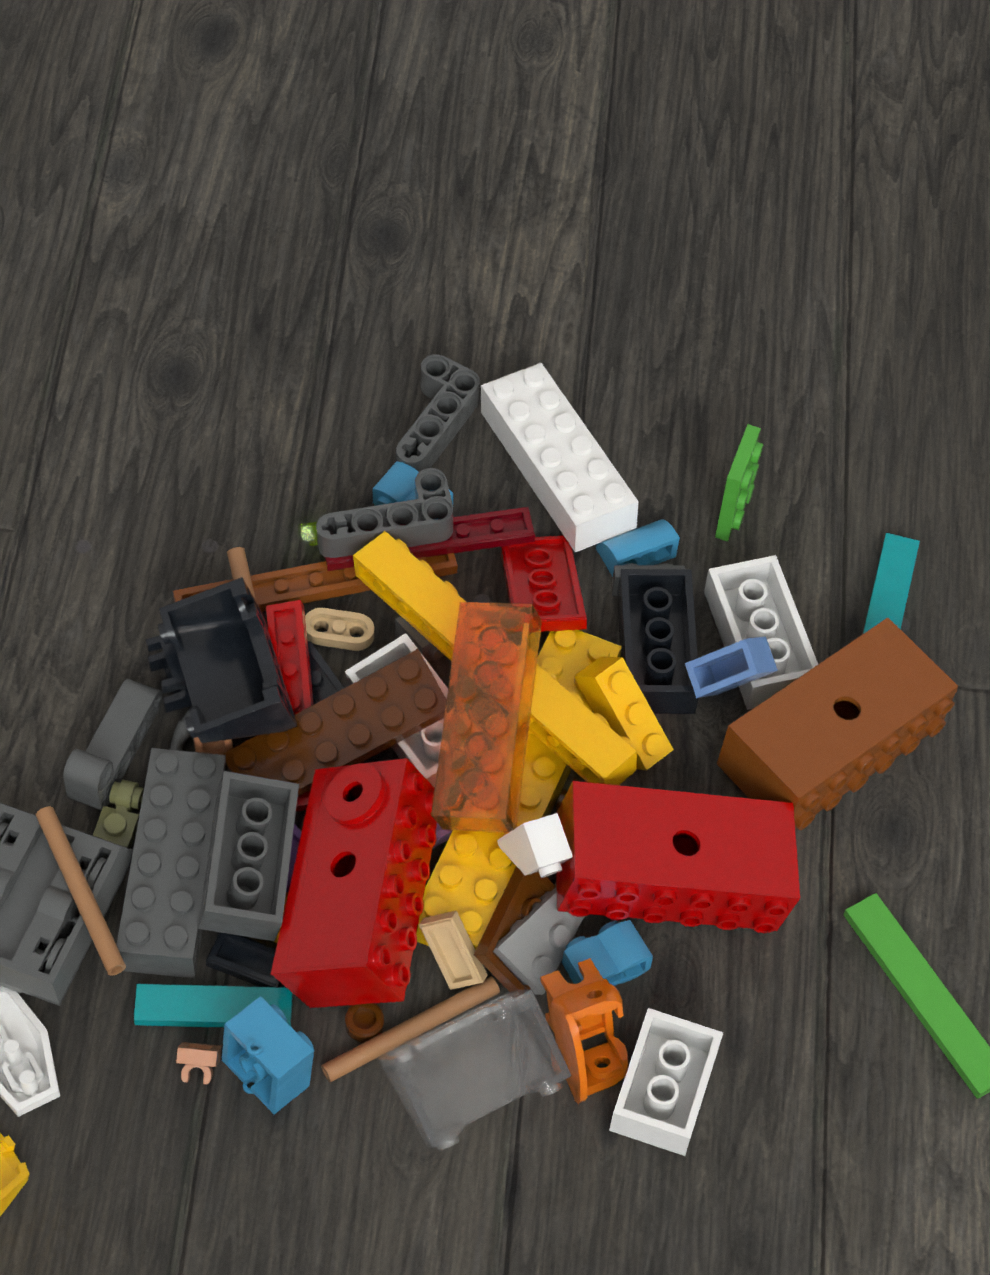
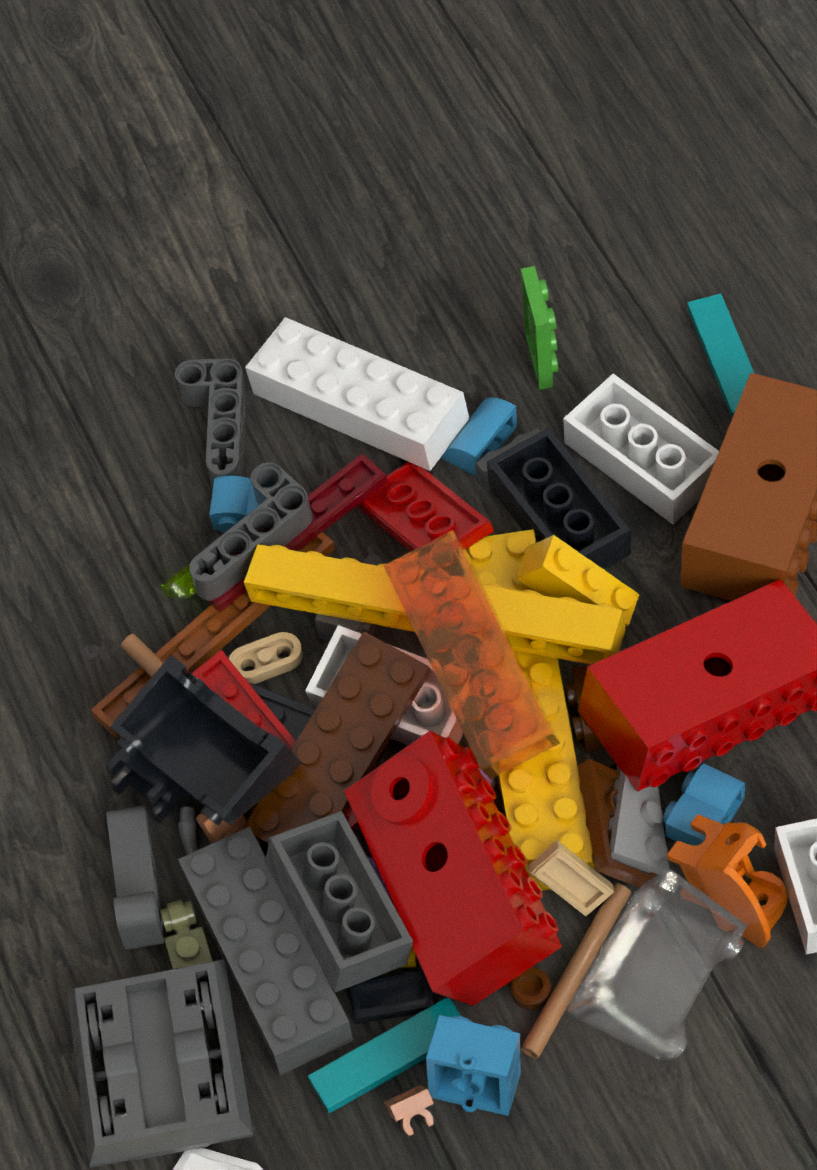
camera: 20 degrees left, 0 degrees up
(80, 891) = (206, 1021): medium nougat piece -> none
(537, 846) = (593, 742): white slope -> none
(731, 667) = (646, 491): medium blue piece -> none

